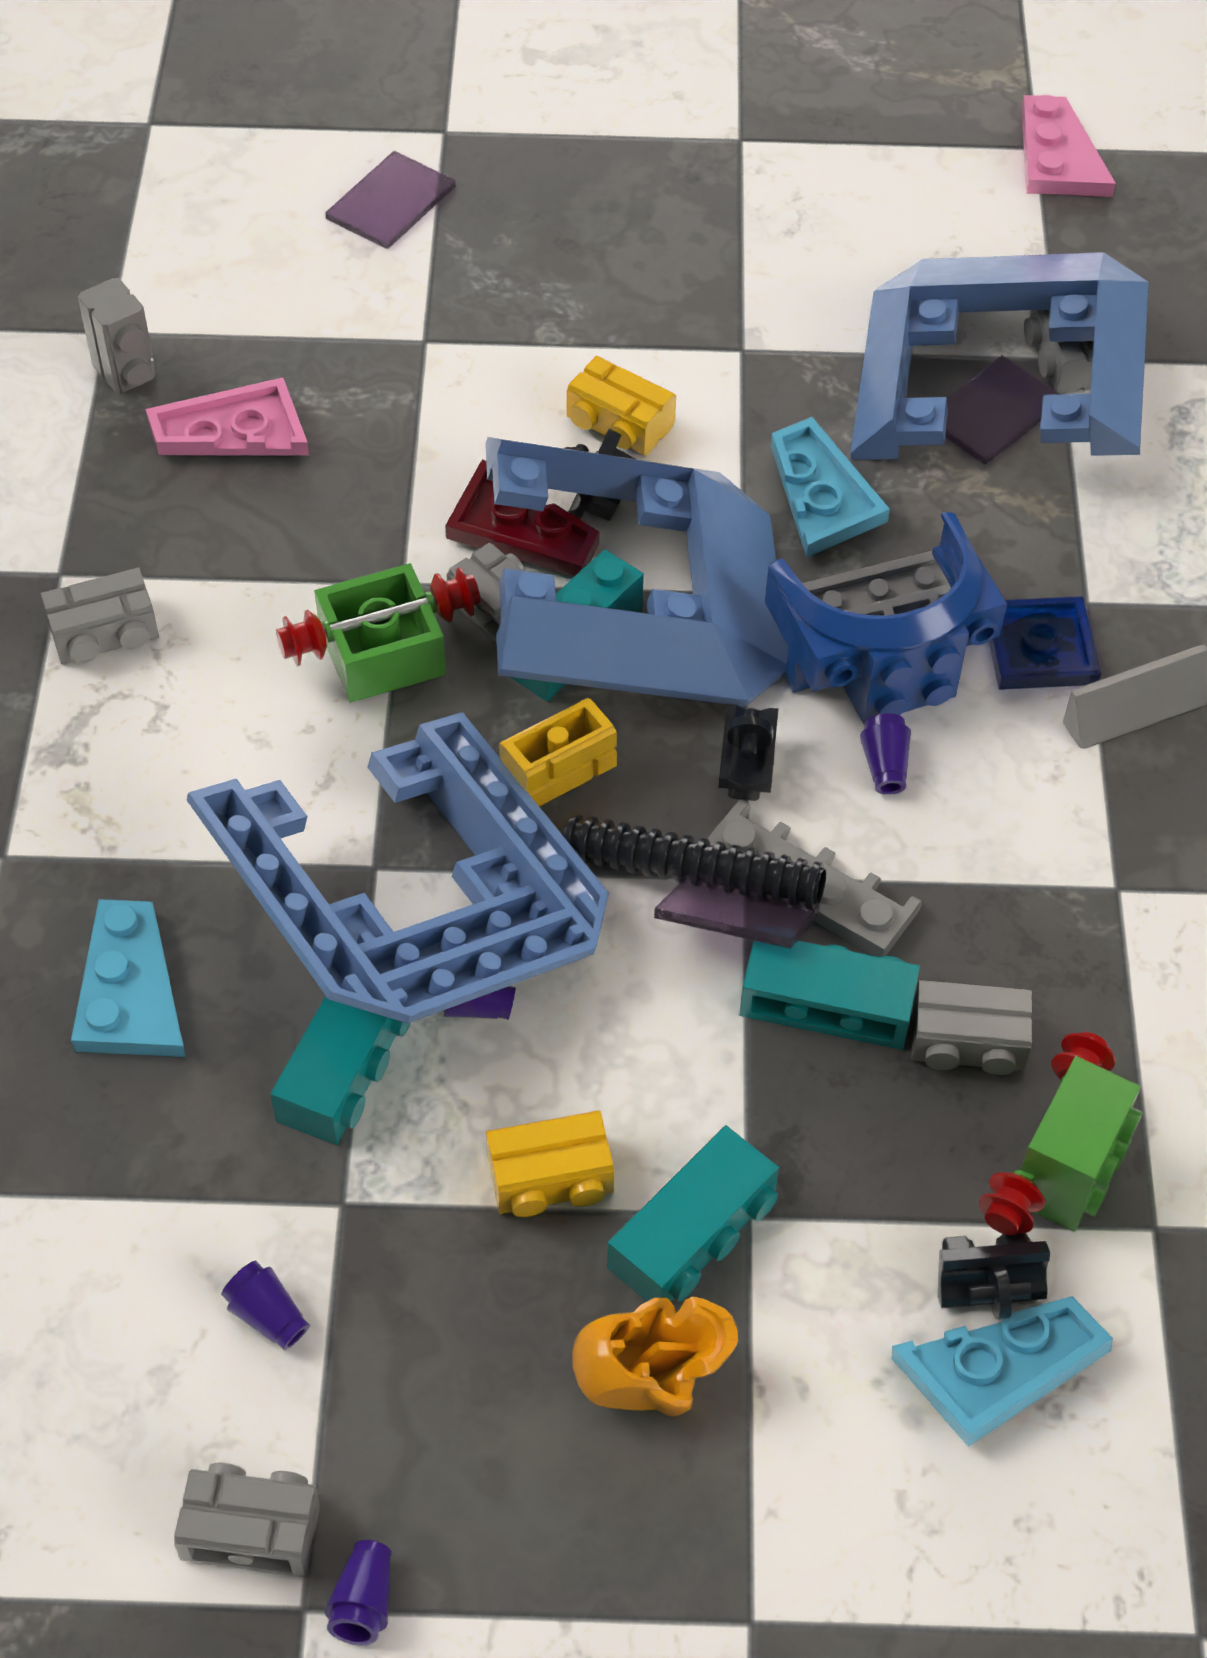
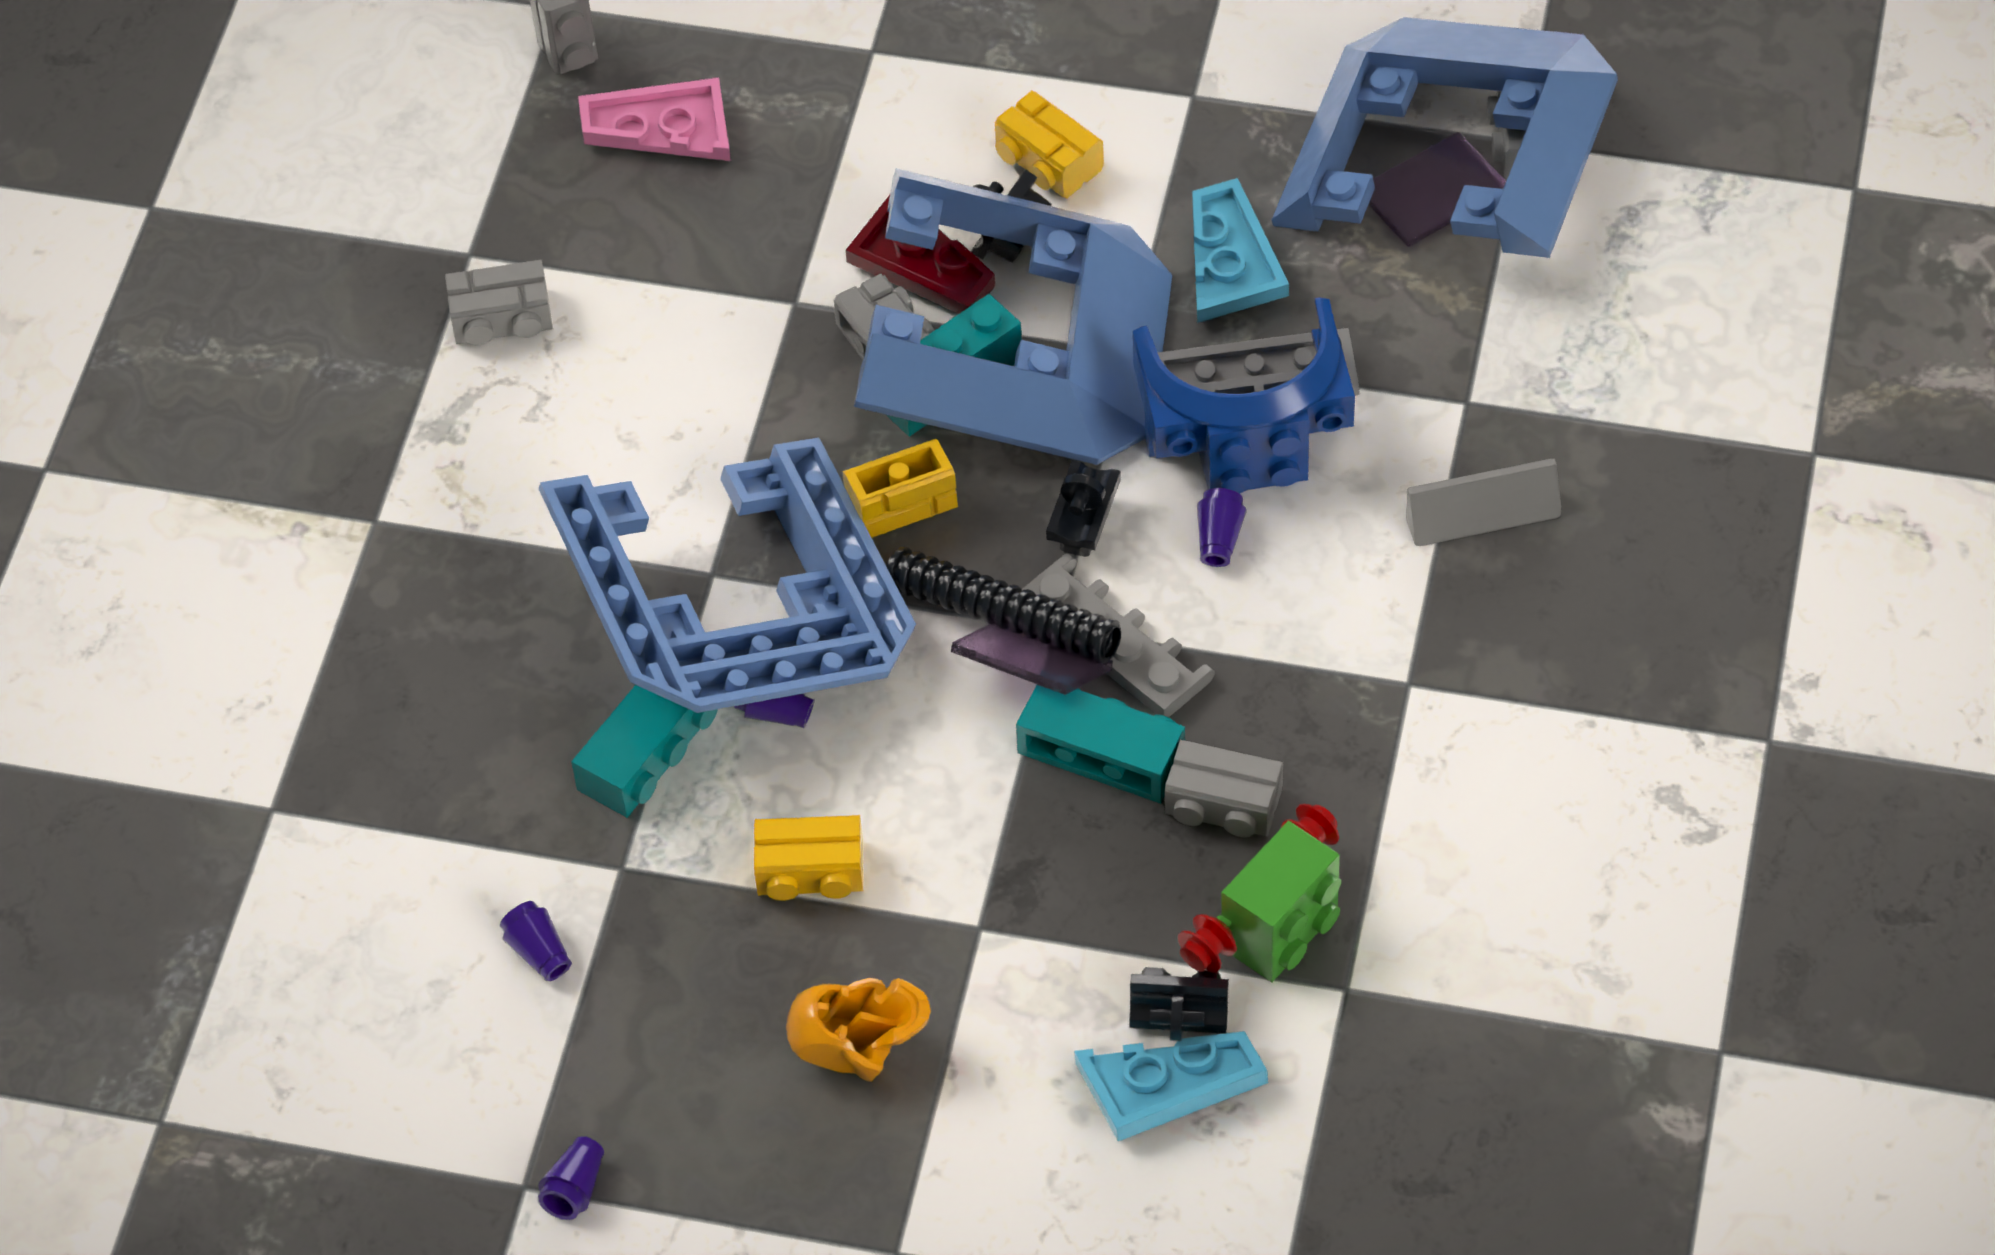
camera: 15 degrees right, 0 degrees up
(126, 986) = (465, 652): medium azure wing -> none
(248, 1520) = (488, 1108): light grey brick -> none
(380, 628) = (758, 347): bright green brick -> none
(694, 1218) = (926, 918): teal brick -> none
(1045, 645) = (1405, 436): clear blue tile -> none

